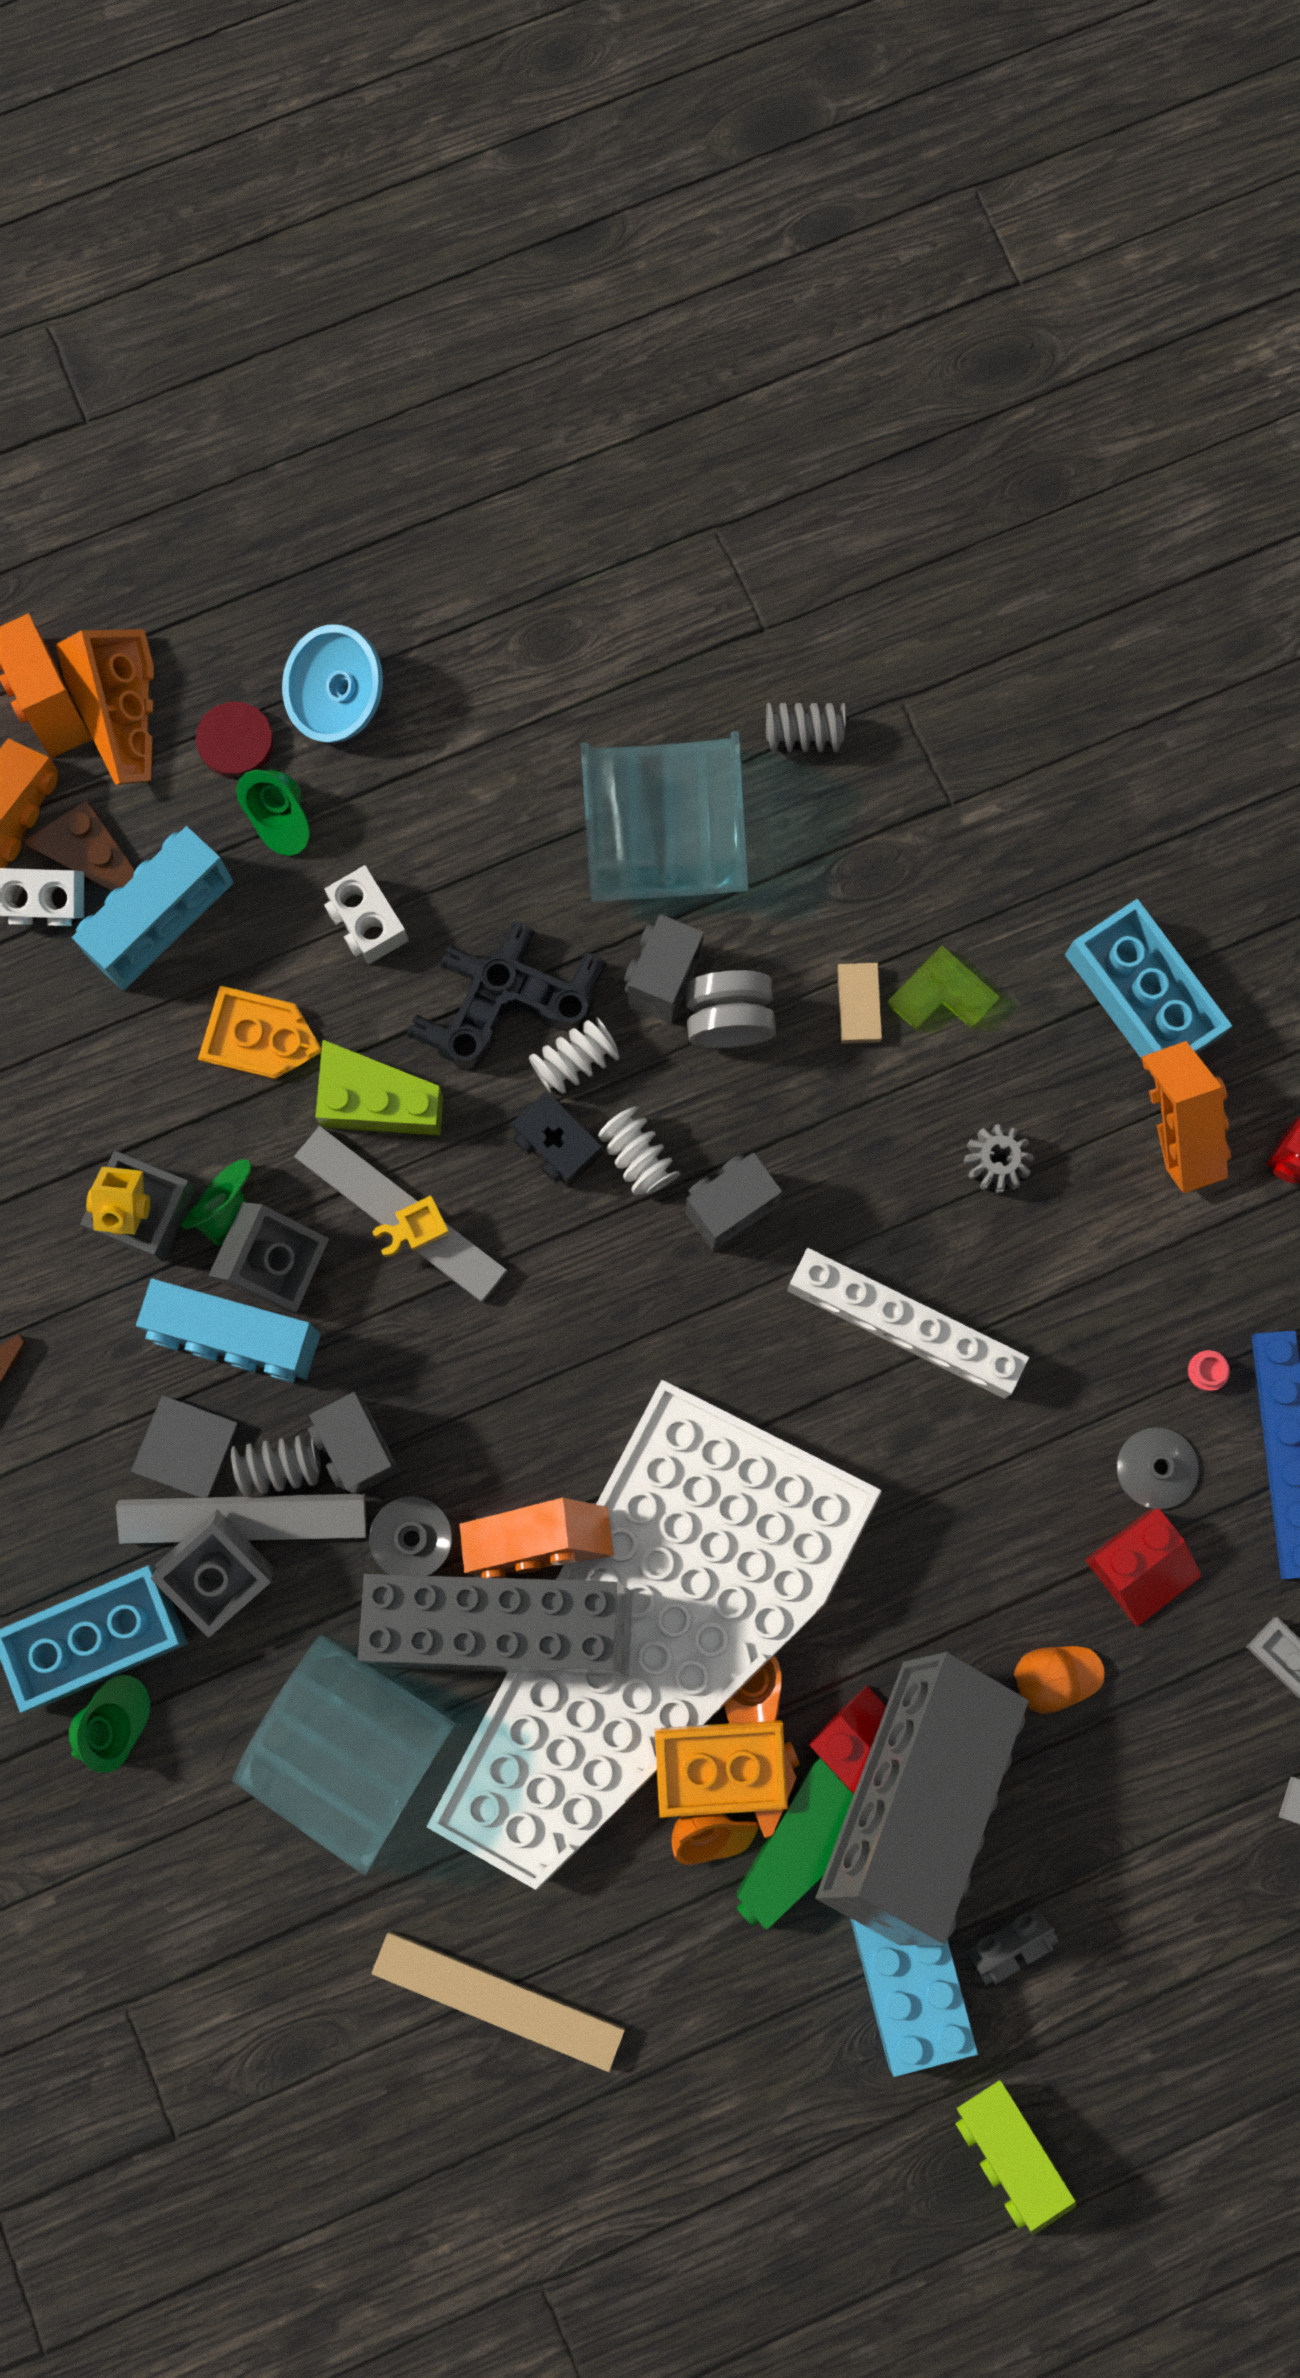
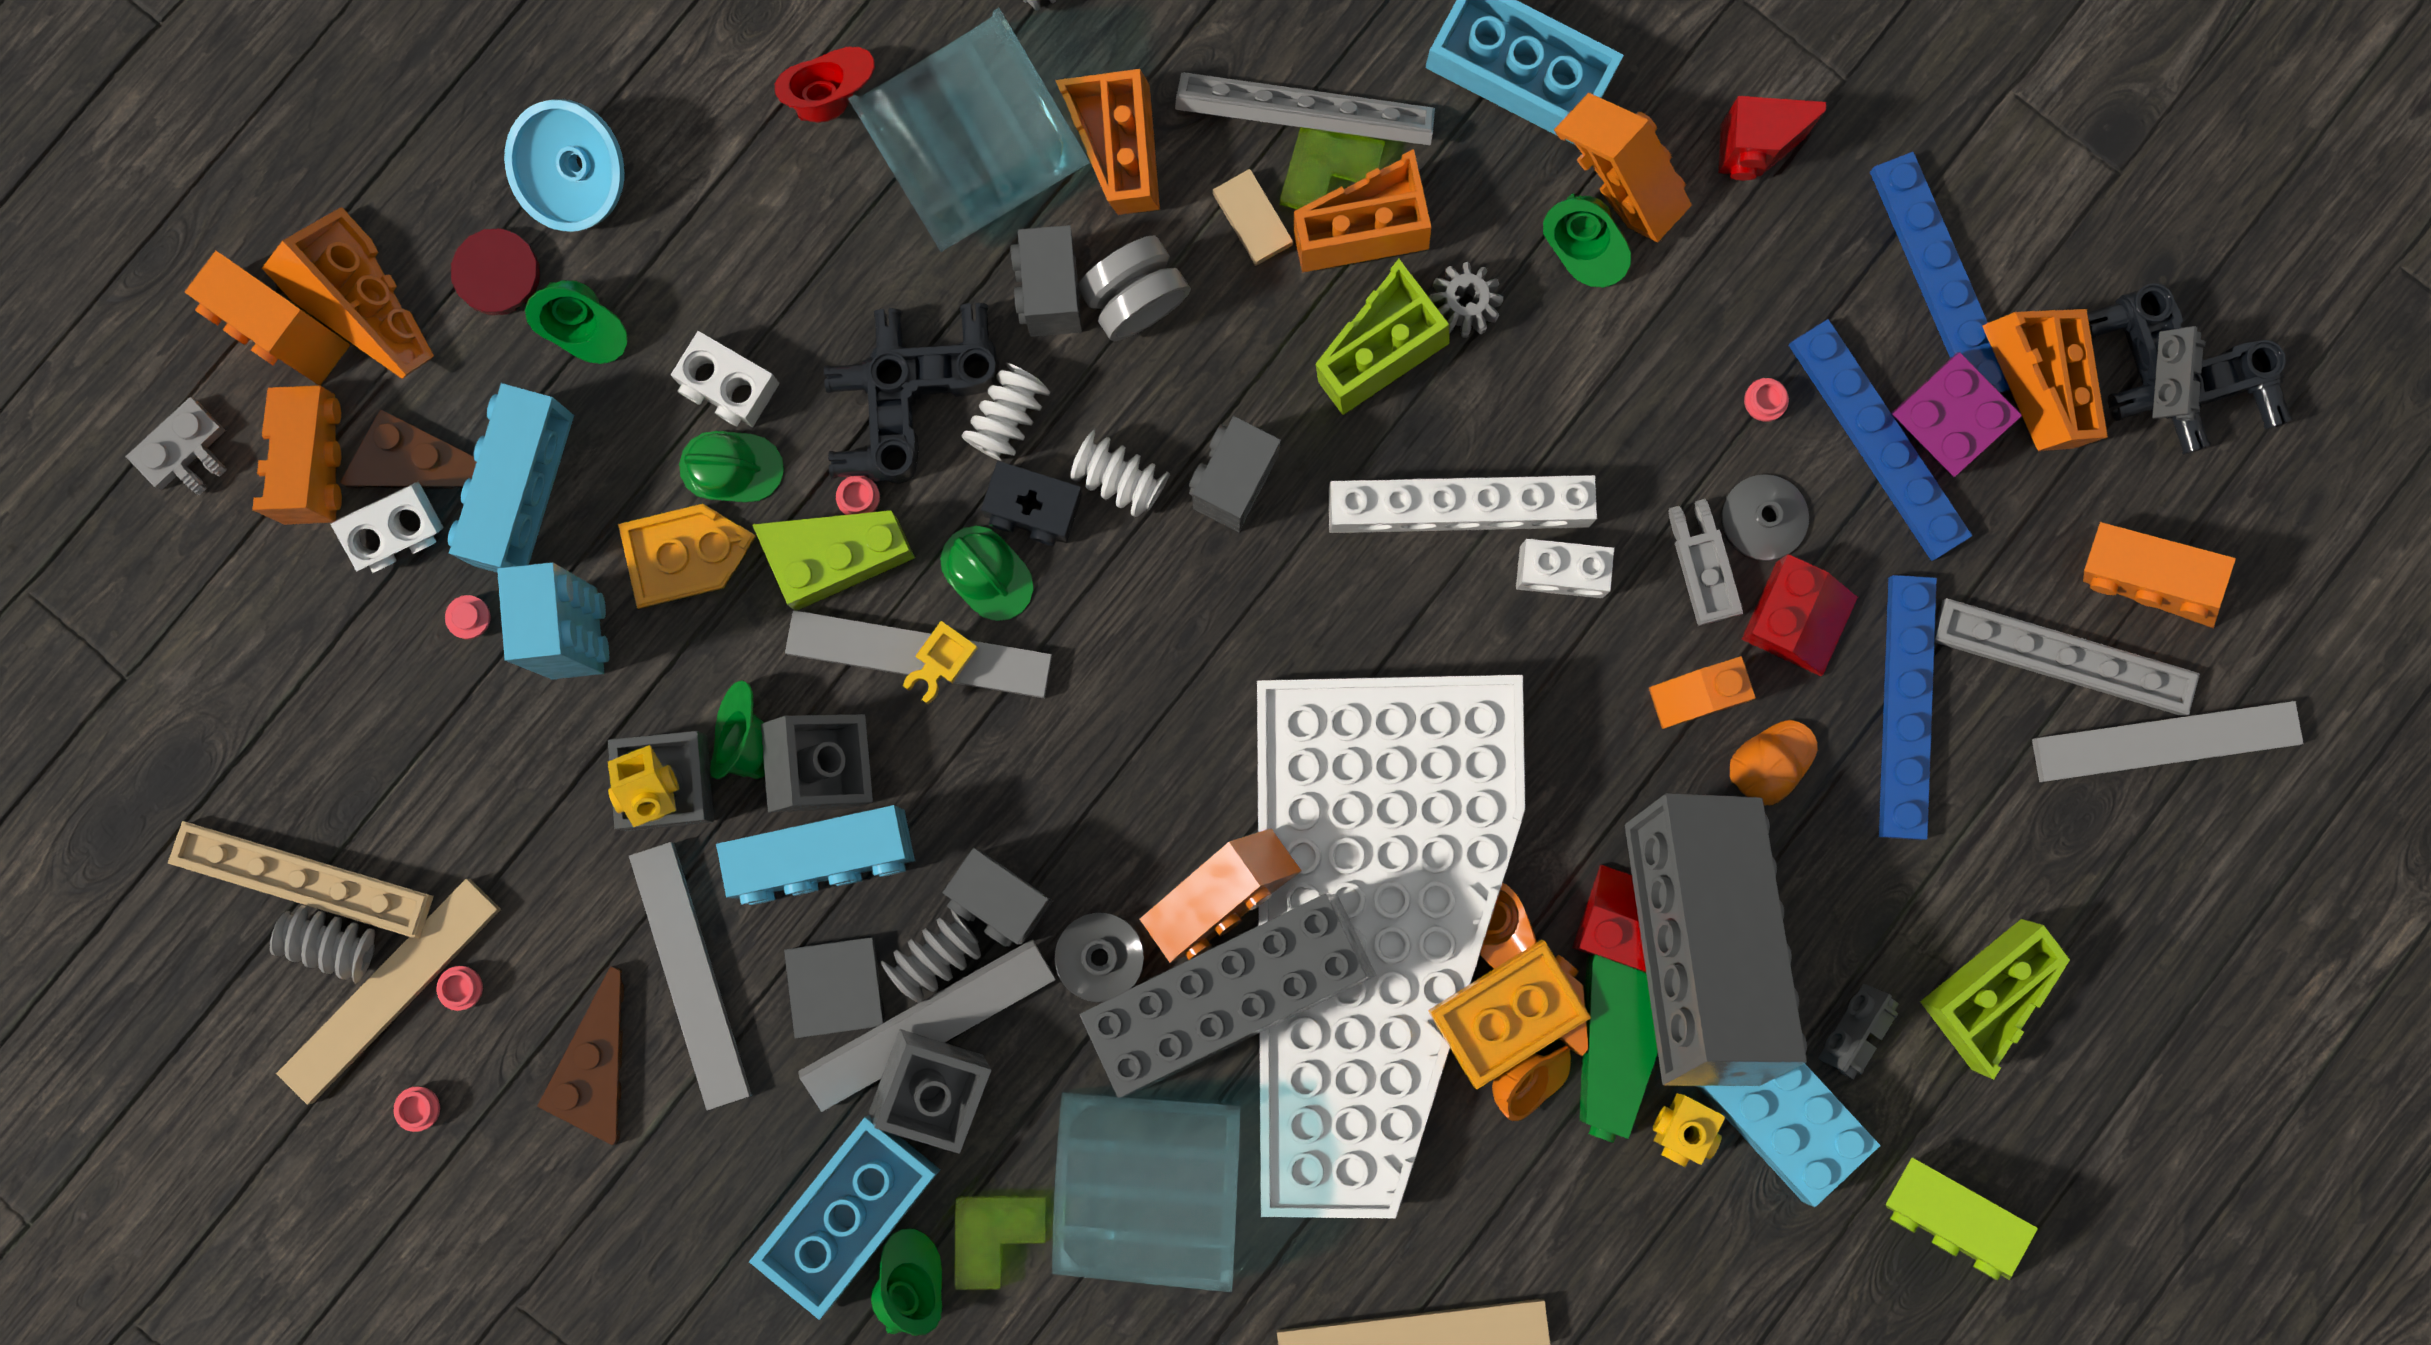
camera: 30 degrees left, 5 degrees up
(62, 997) = (467, 617): none -> coral plate
(76, 1376) = (690, 976): none -> light grey tile
(120, 1033) = (551, 621): none -> medium azure brick
(201, 1710) = (983, 1227): none -> clear neon green plate
(334, 986) = (731, 466): none -> green piece
(421, 1061) = (857, 495): none -> coral plate
(490, 1177) = (986, 573): none -> green piece
(568, 723) = (823, 85): none -> red piece
(783, 882) = (1118, 134): none -> orange wedge
(821, 1935) = (1703, 1135): none -> yellow brick
(911, 1157) = (1383, 341): none -> lime wedge
(948, 938) = (1305, 108): none -> light grey tile
(949, 1051) = (1366, 220): none -> orange wedge
(965, 1421) = (1565, 568): none -> white brick
(1026, 1586) = (1702, 692): none -> orange slope
(1084, 1483) = (1705, 566): none -> light grey hinge
(1125, 1162) = (1587, 240): none -> green piece
(1146, 1977) = (1996, 993): none -> lime wedge
(1196, 1693) = (1907, 707): none -> blue plate

